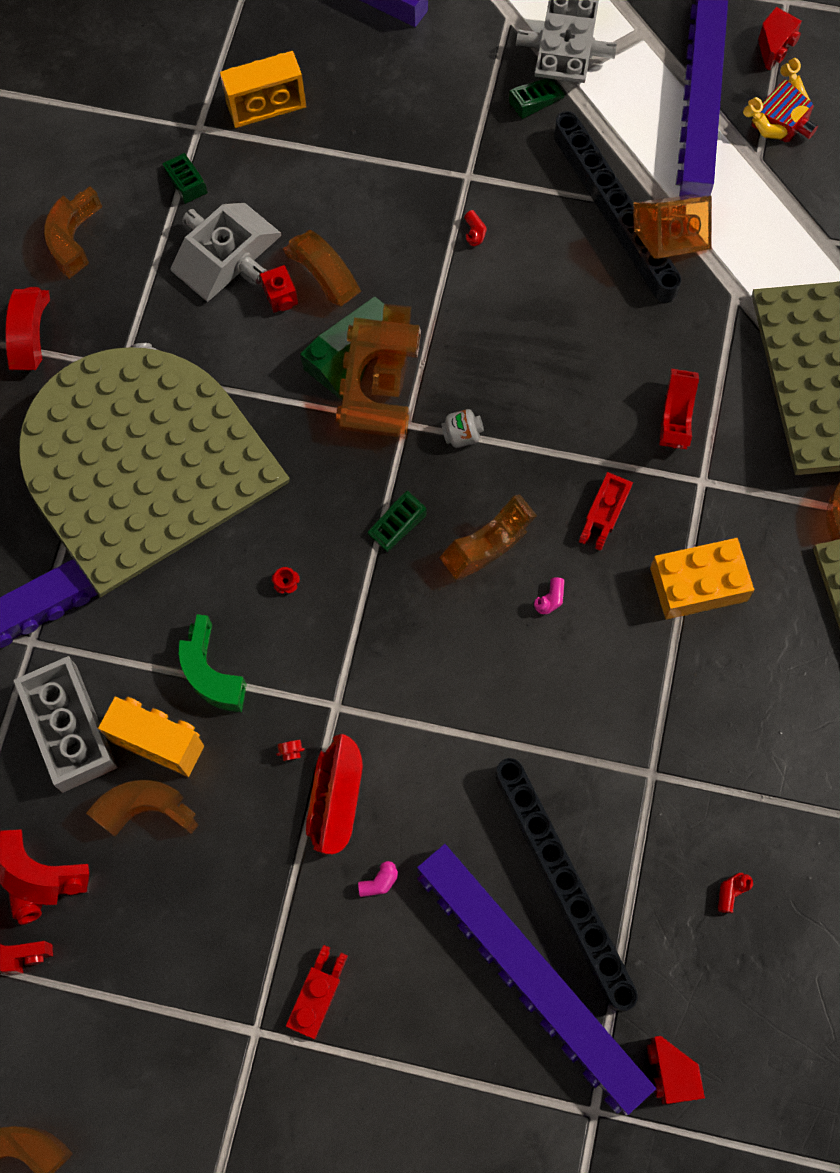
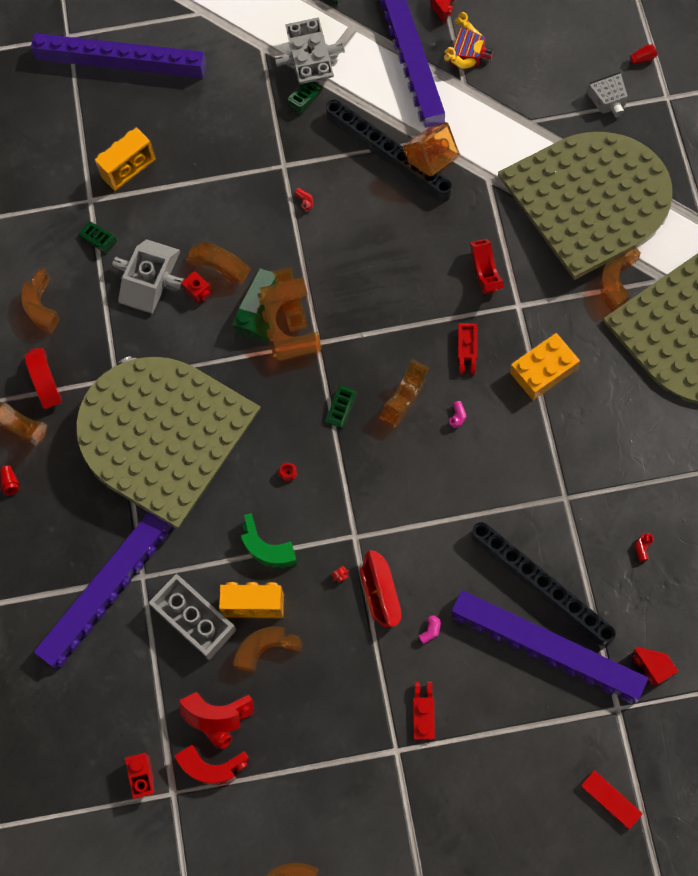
camera: 20 degrees left, 0 degrees up
(462, 428) = (355, 331): light grey head -> none

